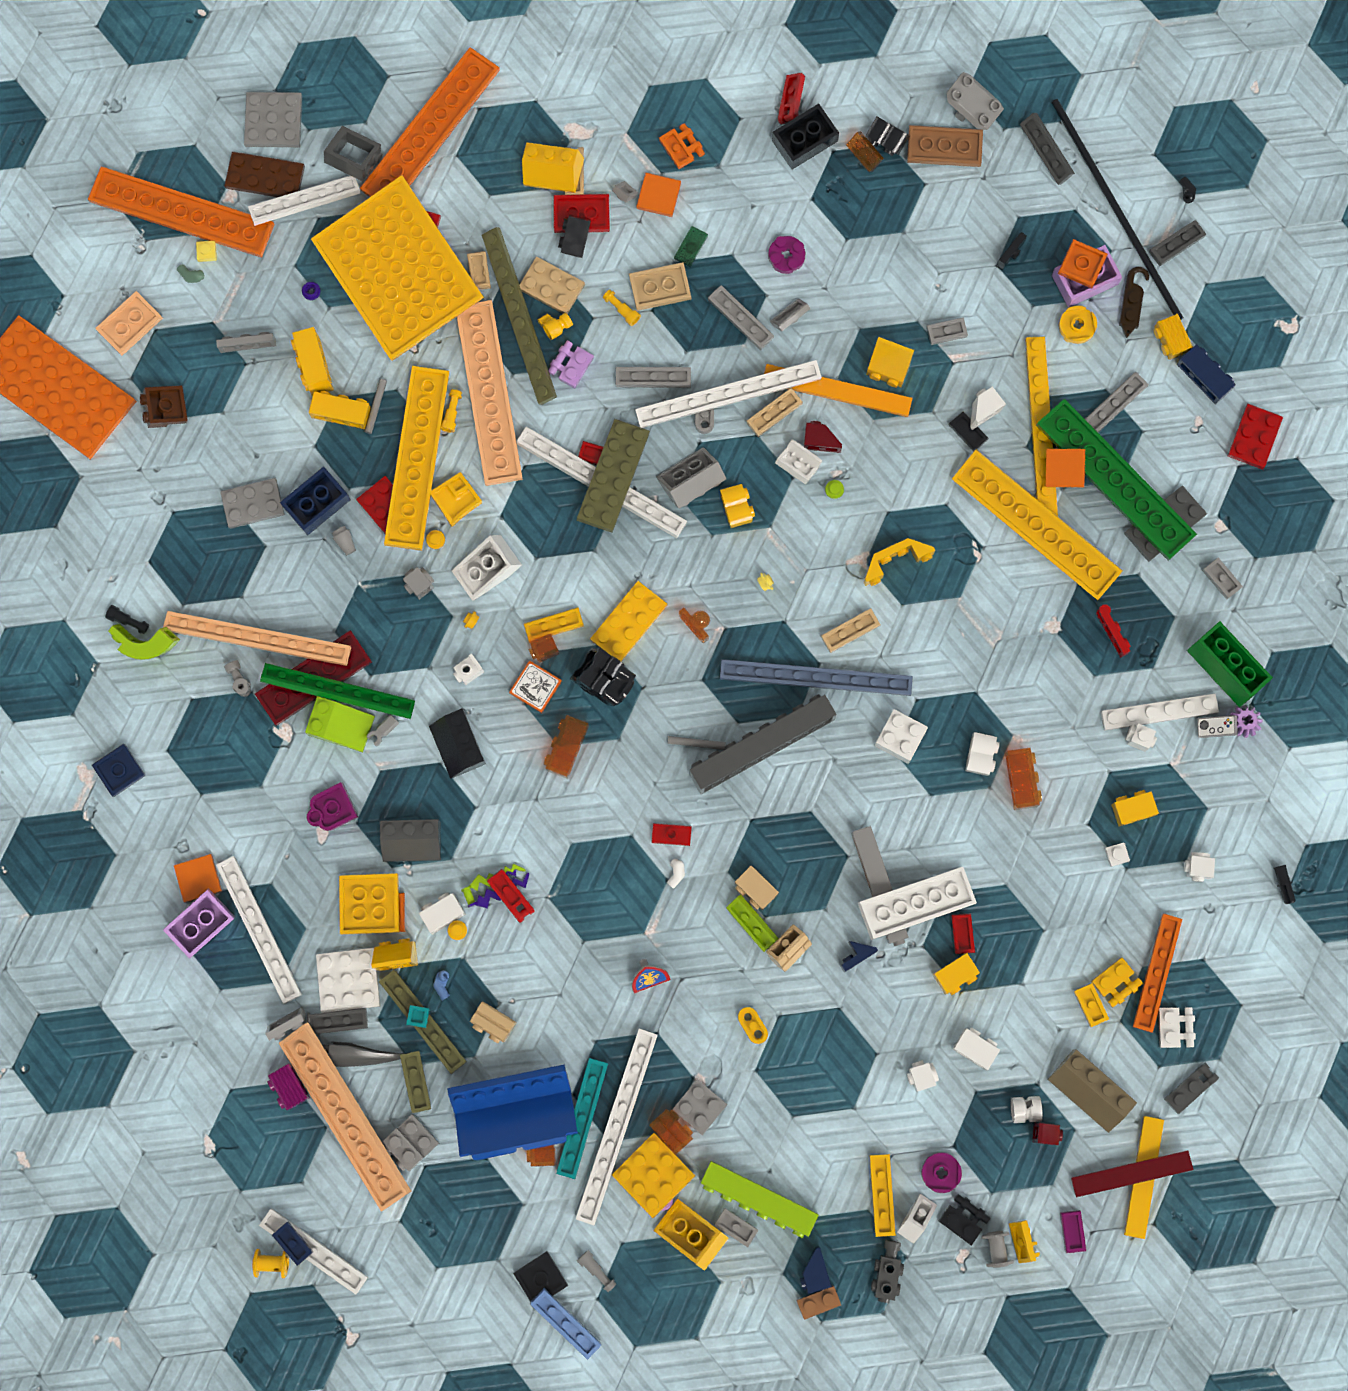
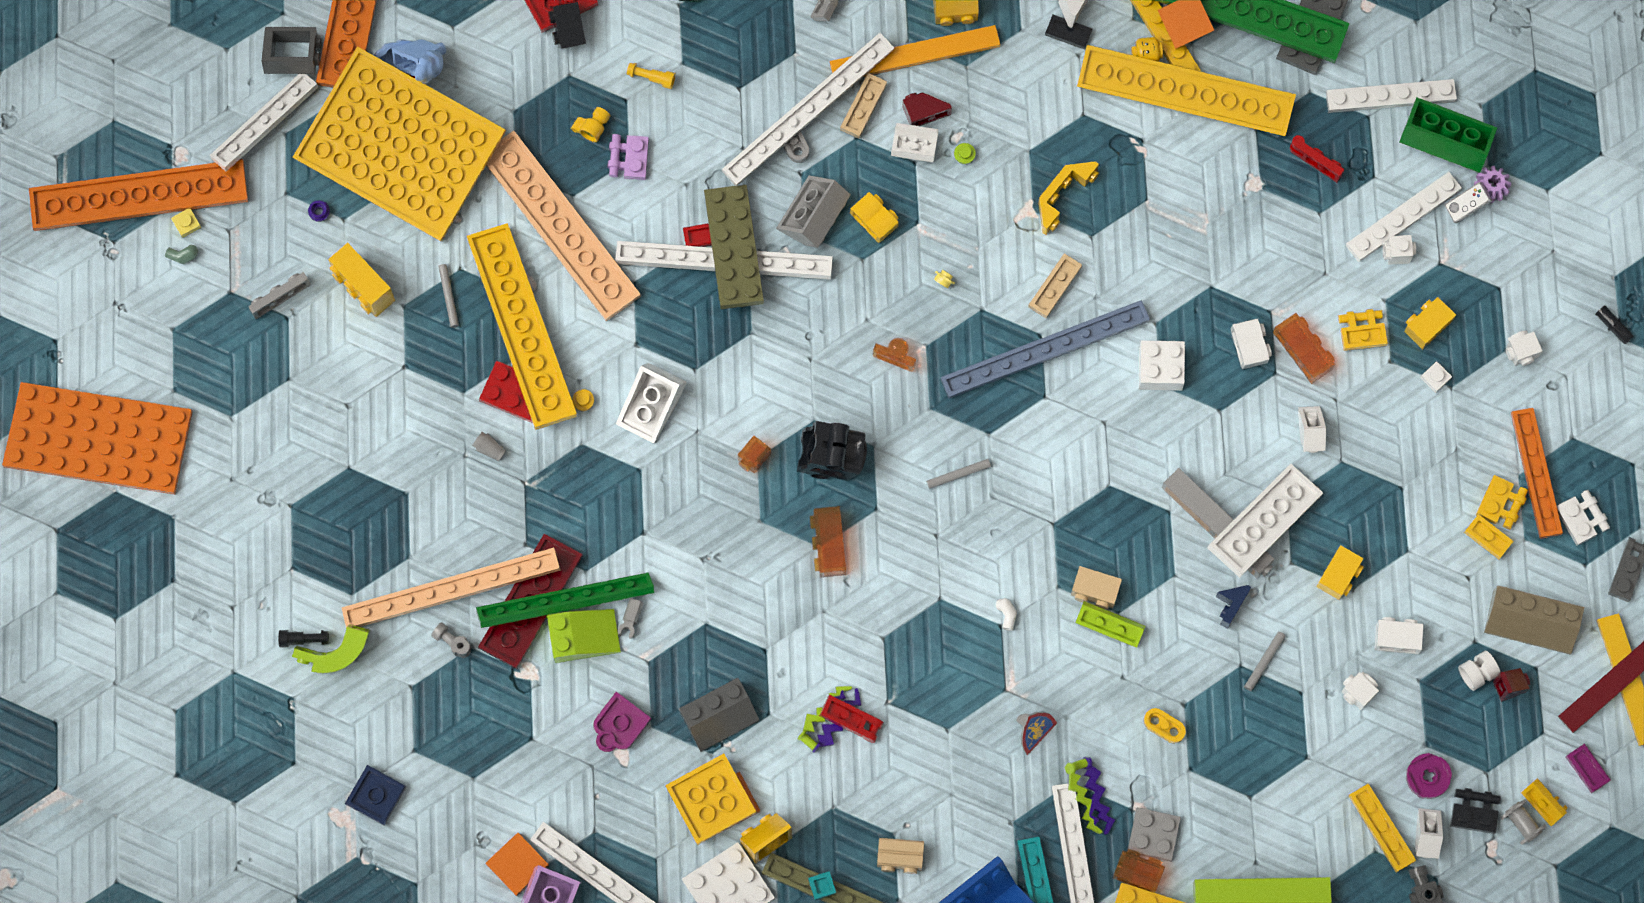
camera: 30 degrees left, 5 degrees down
(129, 323) = (143, 334): light nougat plate -> none
(163, 406) = (226, 401): reddish brown plate -> none
(252, 503) = (371, 456): light grey plate -> none
(263, 175) = (206, 117): reddish brown plate -> none
(273, 119) = (185, 55): light grey plate -> none
(315, 501) = (438, 420): dark blue brick -> none
(339, 409) = (414, 316): yellow brick -> none
(418, 582) = (588, 451): light grey brick -> none
(440, 983) = (825, 844): medium blue arm -> none
(441, 913) = (790, 772): white brick -> none
(444, 206) = (415, 58): none -> light blue torso
(448, 423) = (534, 275): yellow piece -> none
(455, 498) = (582, 348): yellow plate -> none
(457, 743) = (715, 594): black slope -> none
(457, 930) = (814, 781): yellow plate -> none
(470, 620) = (663, 463): yellow plate -> none
(475, 670) = (687, 523): white brick -> none
(479, 269) = (483, 105): tan plate -> none
(519, 316) = (550, 133): olive plate -> none
(535, 686) = (764, 498): tile -> none
(551, 285) = (567, 87): tan plate -> none
(554, 624) = (751, 425): yellow tile -> none
(629, 621) = (825, 384): yellow plate -> none
(653, 377) = (721, 129): light grey plate -> none
(660, 286) = (680, 35): tan plate -> none
(665, 1058) = (1093, 803): none -> piece
(671, 834) = (981, 577): red plate -> none
(740, 317) = (779, 27): light grey plate -> none
(762, 744) = (1027, 441): dark grey brick -> none
(789, 948) = (1160, 629): tan brick -> none
(859, 1014) = (1263, 663): none -> light grey bar
(963, 933) = (1325, 530): red tile -> none
(994, 847) = (1312, 429): none -> white slope
(1023, 476) = (1148, 48): none -> yellow head
(1076, 793) = (1362, 336): none -> yellow plate
(1200, 608) = (1390, 95): none -> white plate
(1222, 578) = (1396, 55): light grey plate -> none

